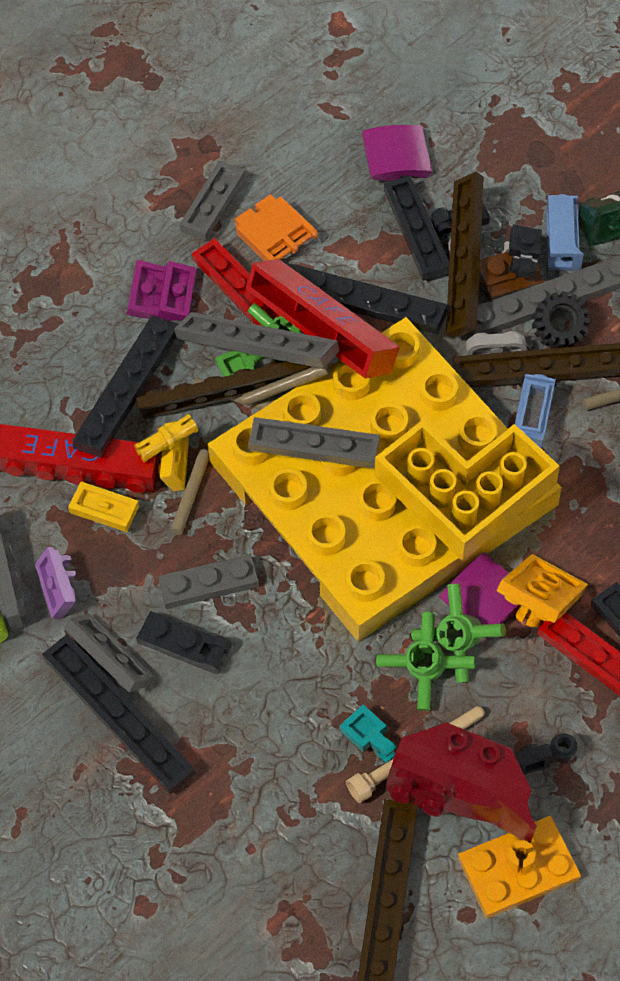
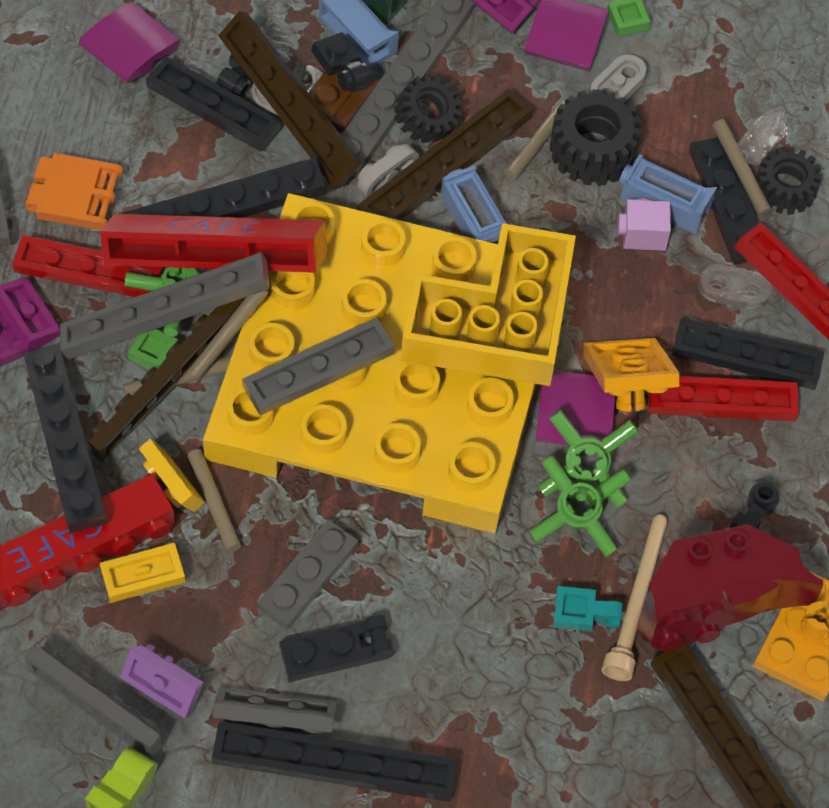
camera: 45 degrees left, 0 degrees up
(166, 437) = (159, 460): yellow pin -> none

